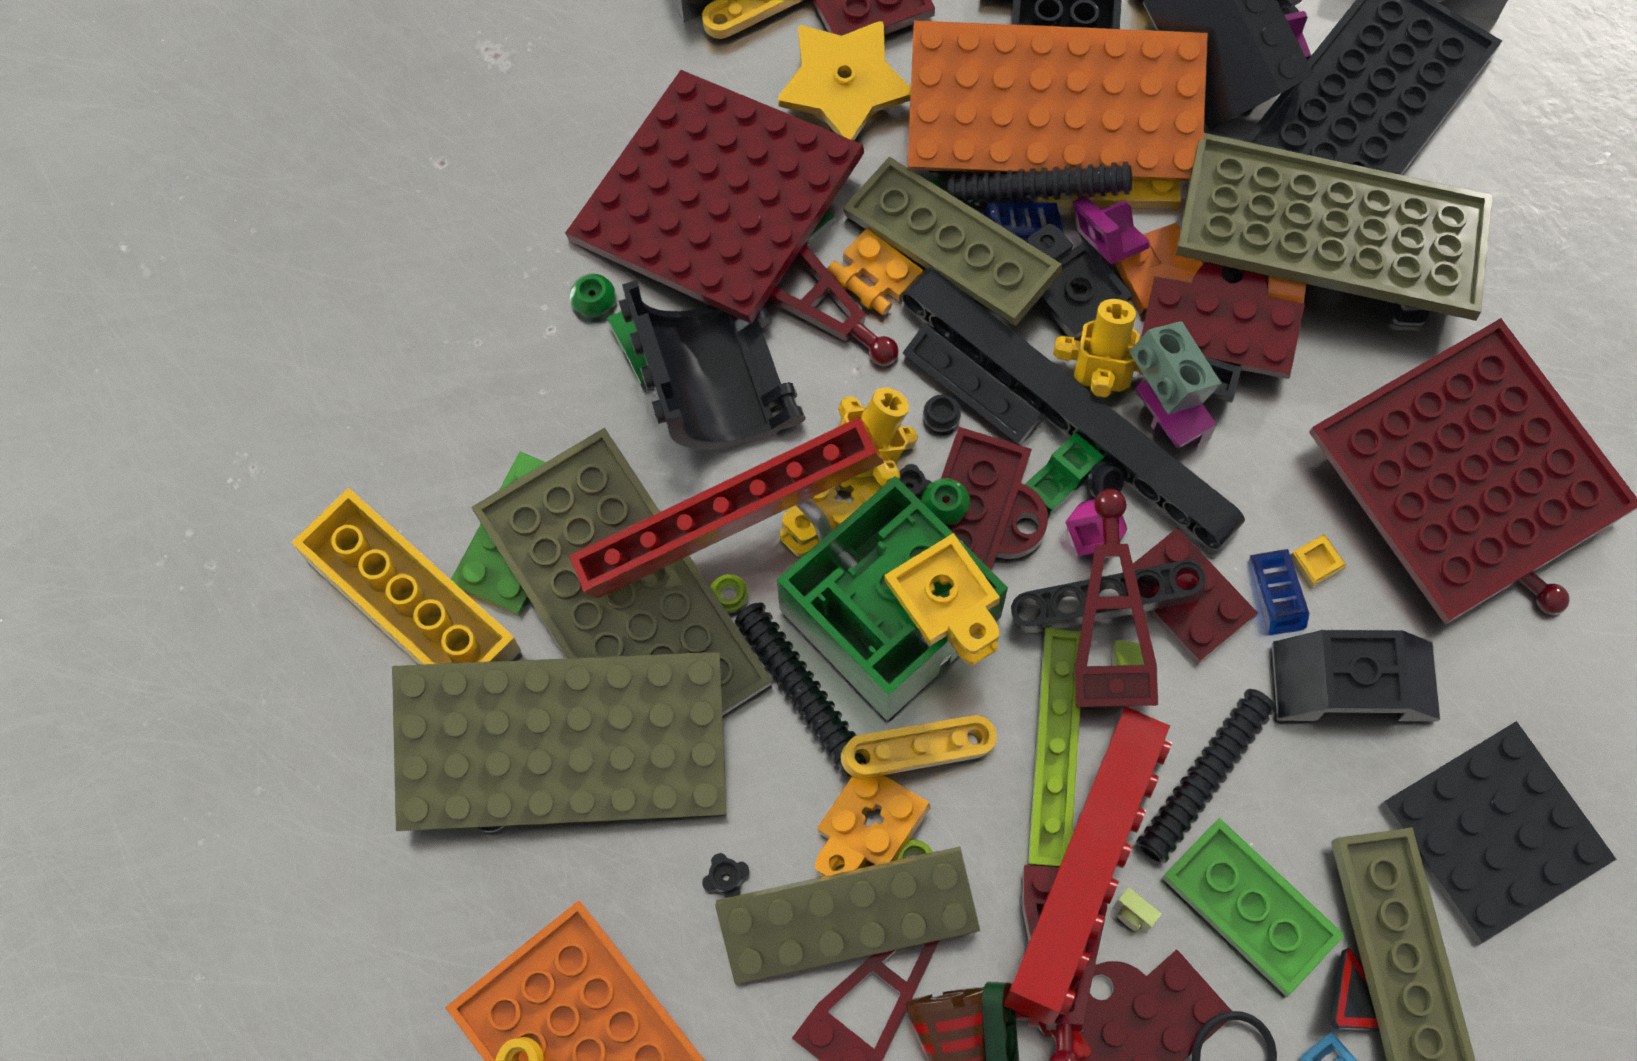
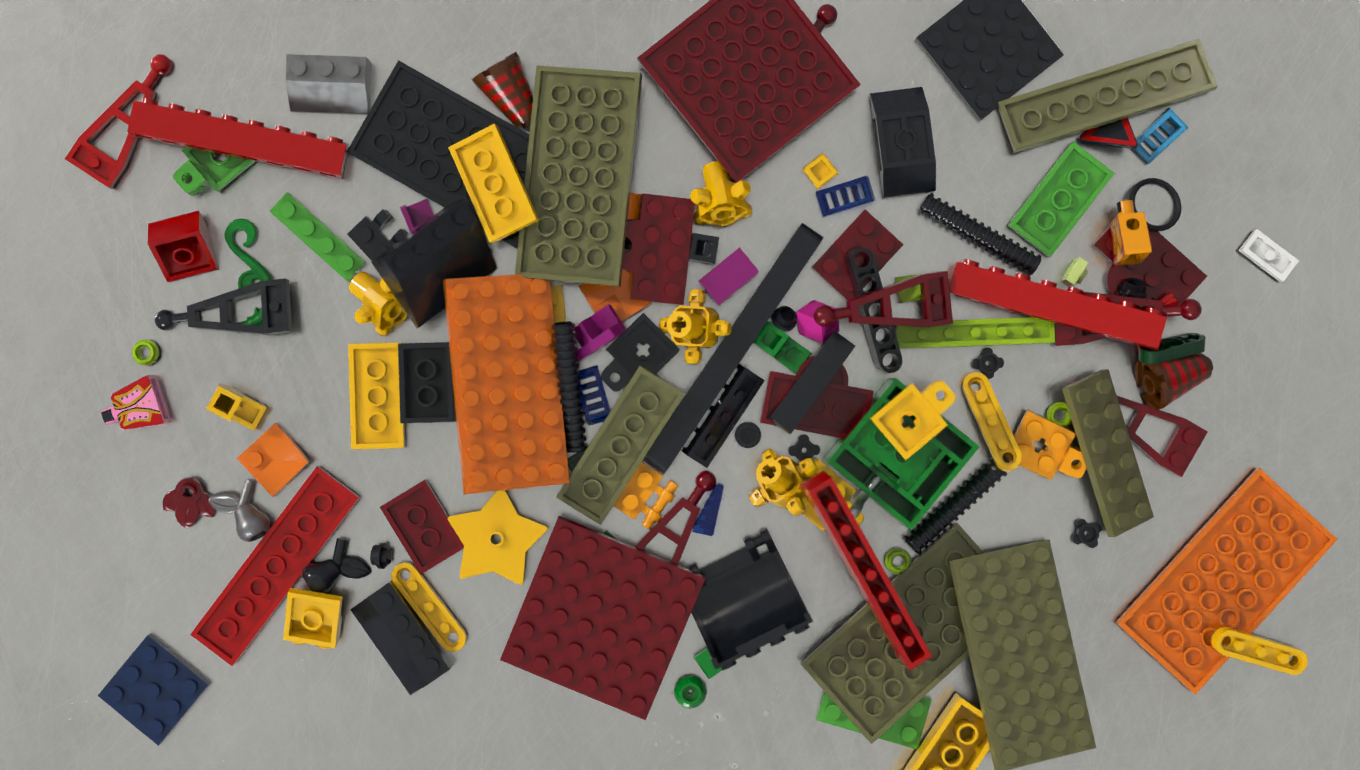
camera: 100 degrees left, 20 degrees up
(839, 347) = (707, 518): none -> clear blue slope
(958, 497) = (819, 416): green plate -> none
(1007, 774) = (988, 355): none -> black plate
(1011, 494) = (812, 382): none -> black slope
(1104, 995) = (1133, 288): none -> black plate
(1175, 367) = (706, 275): sand green brick -> none
(1190, 991) = (1129, 235): none -> light orange torso
(1287, 406) = (721, 199): none -> yellow piece
(1330, 120) = (493, 183): none -> yellow plate
(1466, 157) = (508, 89): none -> reddish brown cone

